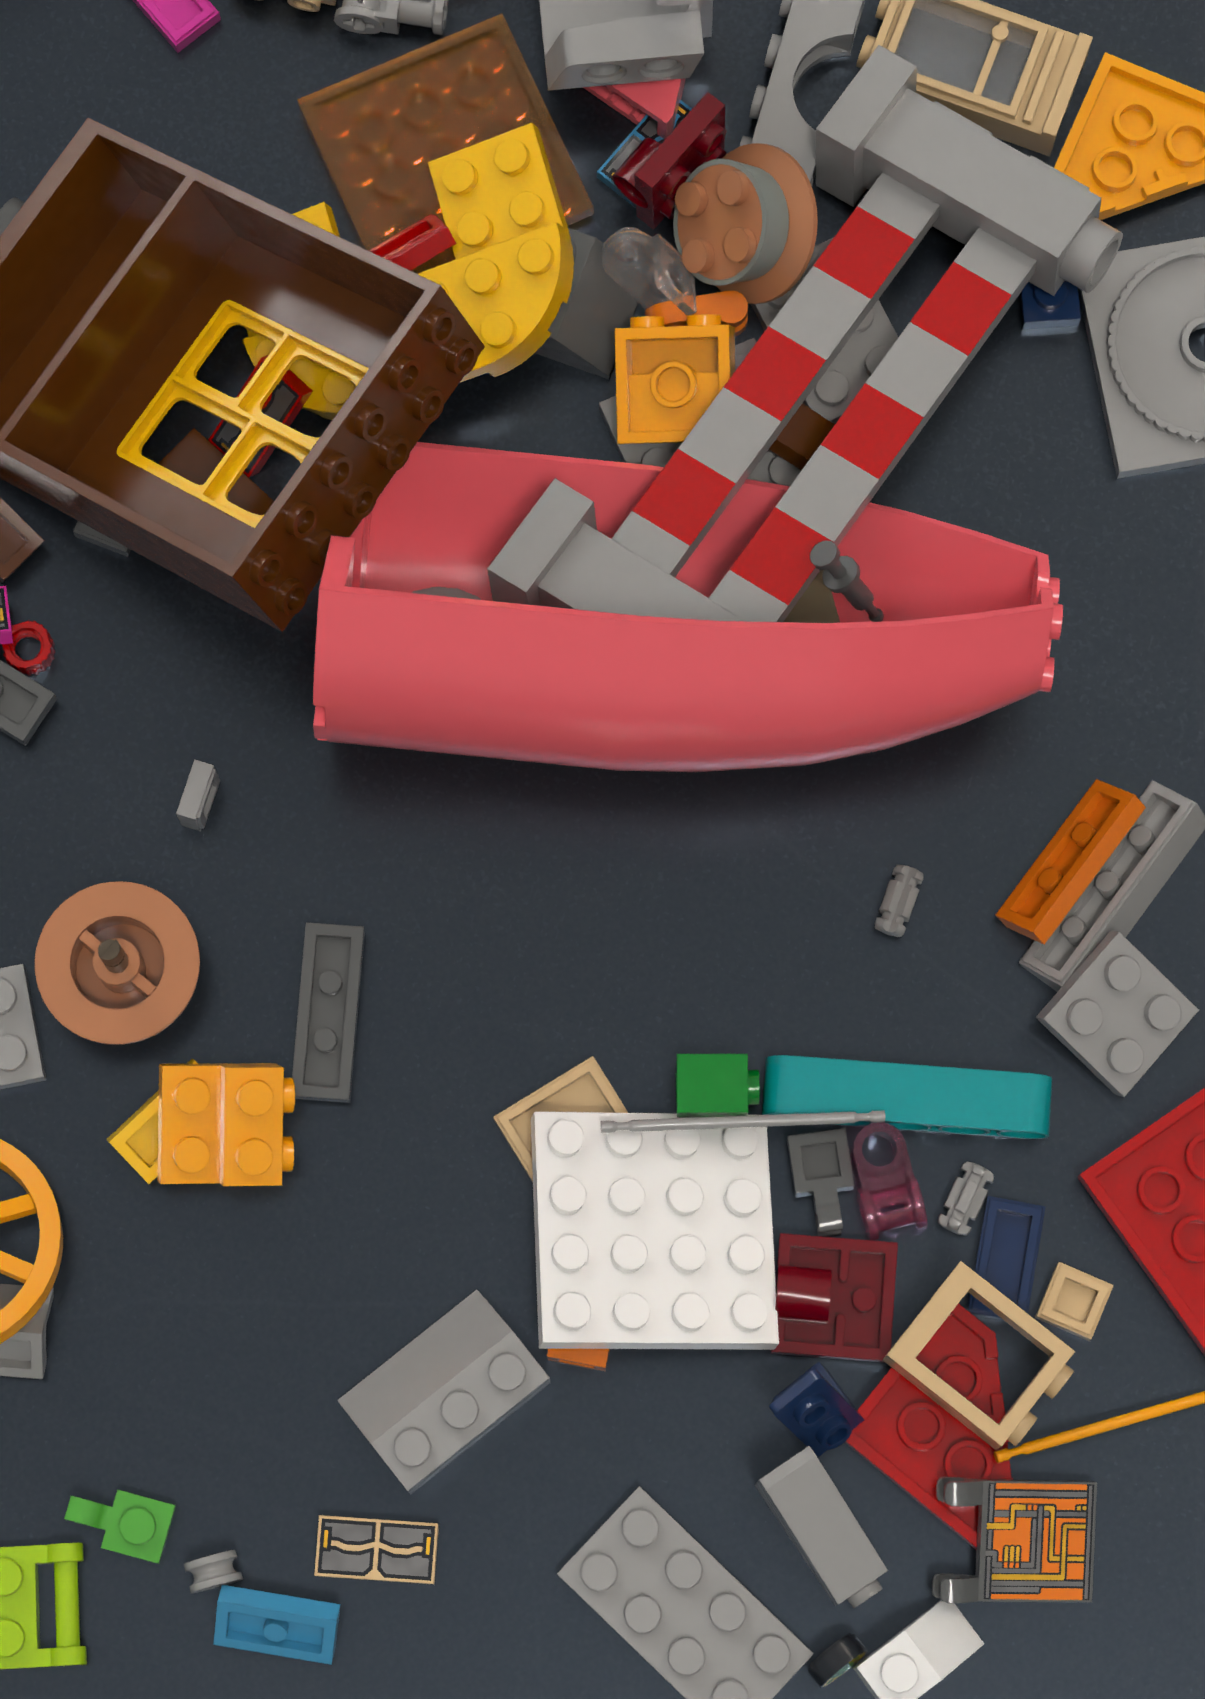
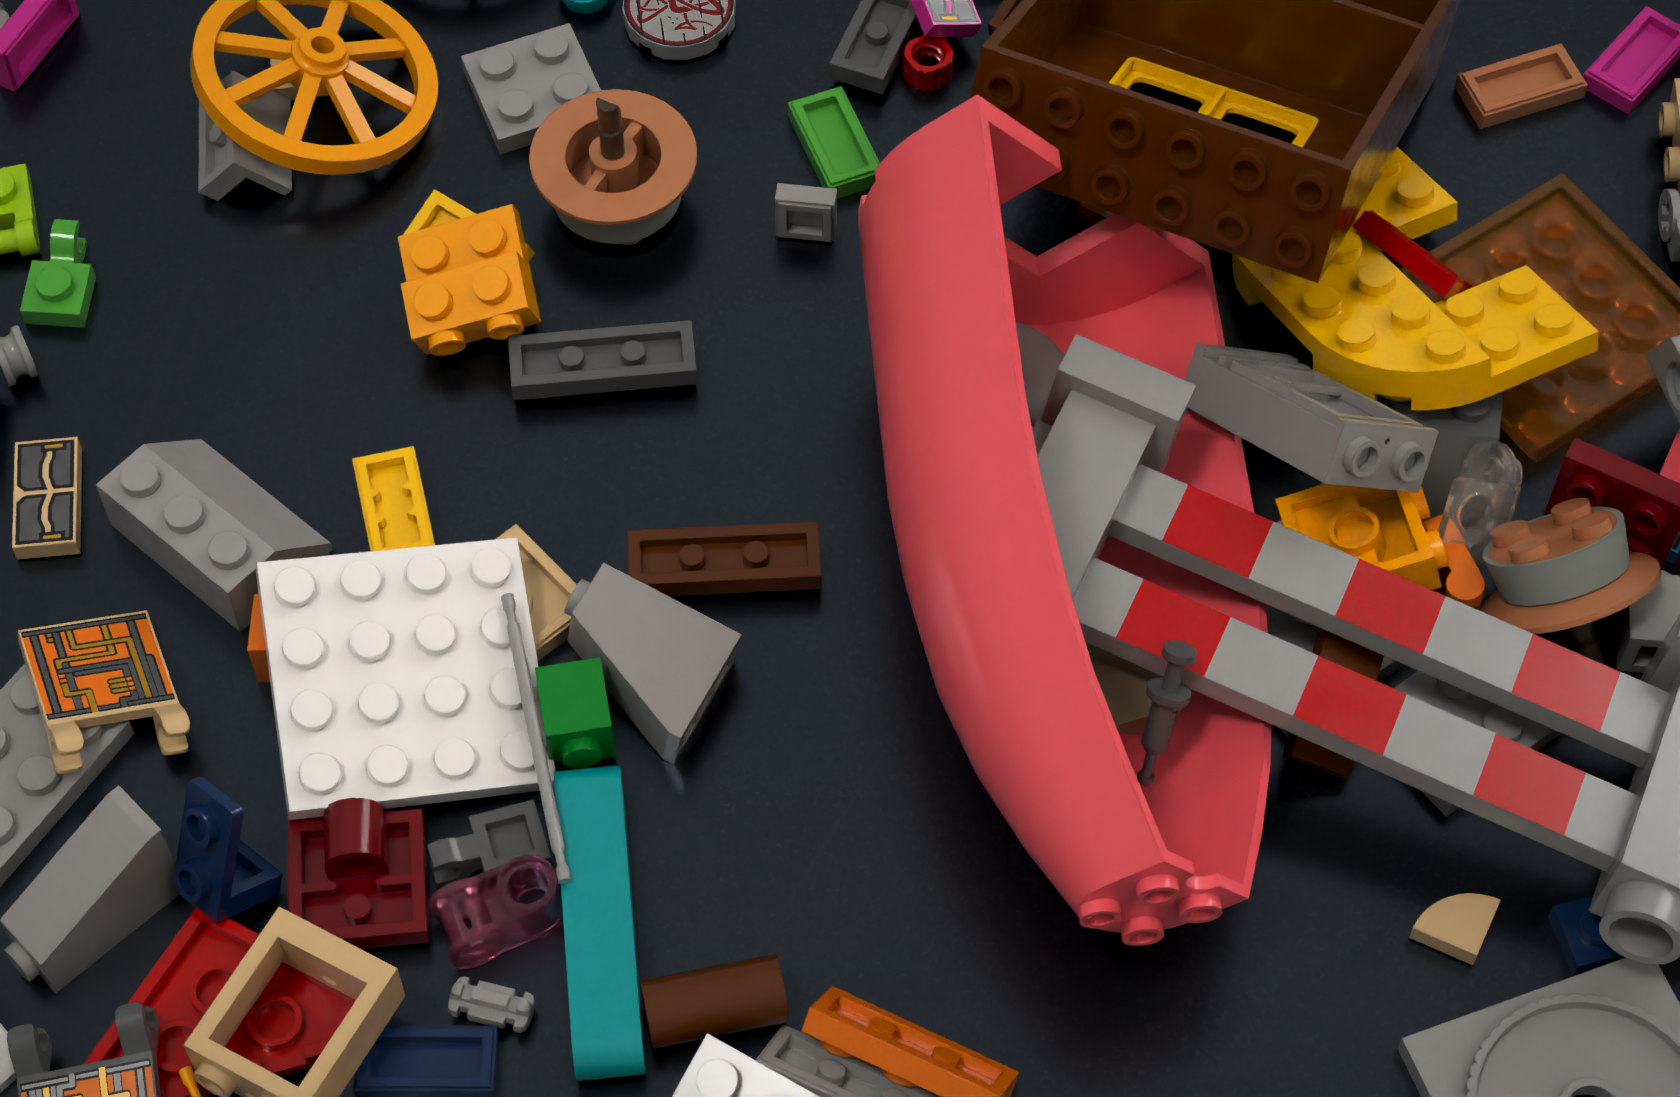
camera: 80 degrees right, 20 degrees down
(106, 754) = (834, 141): none -> bright green tile
(173, 104) = (1520, 86): none -> nougat tile
(457, 1225) = (393, 500): none -> yellow plate
(568, 935) = (727, 558): none -> reddish brown plate
(572, 395) = (1309, 419): none -> light grey door
(592, 1508) = (100, 676): none -> flag
(667, 1009) = (654, 654): none -> light grey slope
(899, 900) = (828, 881): light grey piece -> none
(1000, 1010) = (714, 1001): none -> reddish brown pin
(1024, 401) = (1456, 924): none -> tan tile

